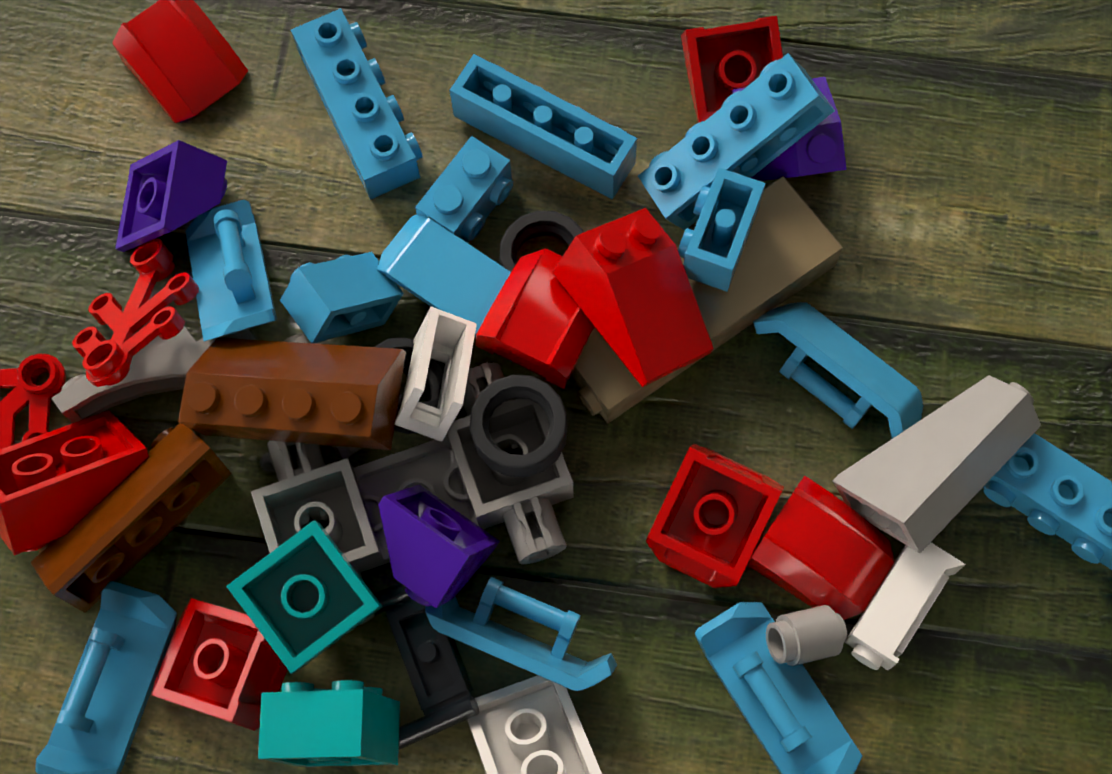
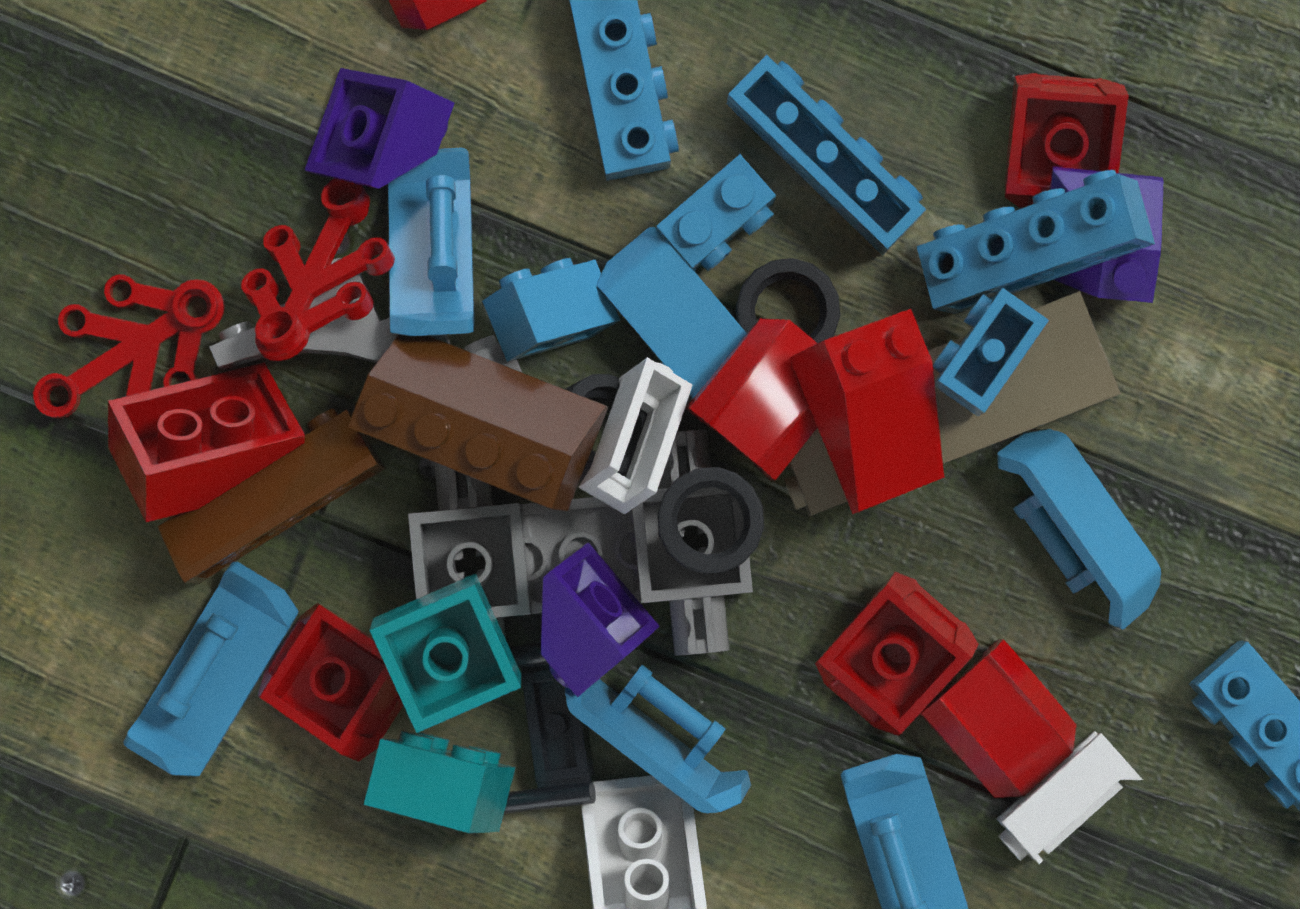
camera: 10 degrees right, 15 degrees up
(806, 635) = (955, 808): light grey brick -> none
(940, 462) = (1150, 666): light grey slope -> none

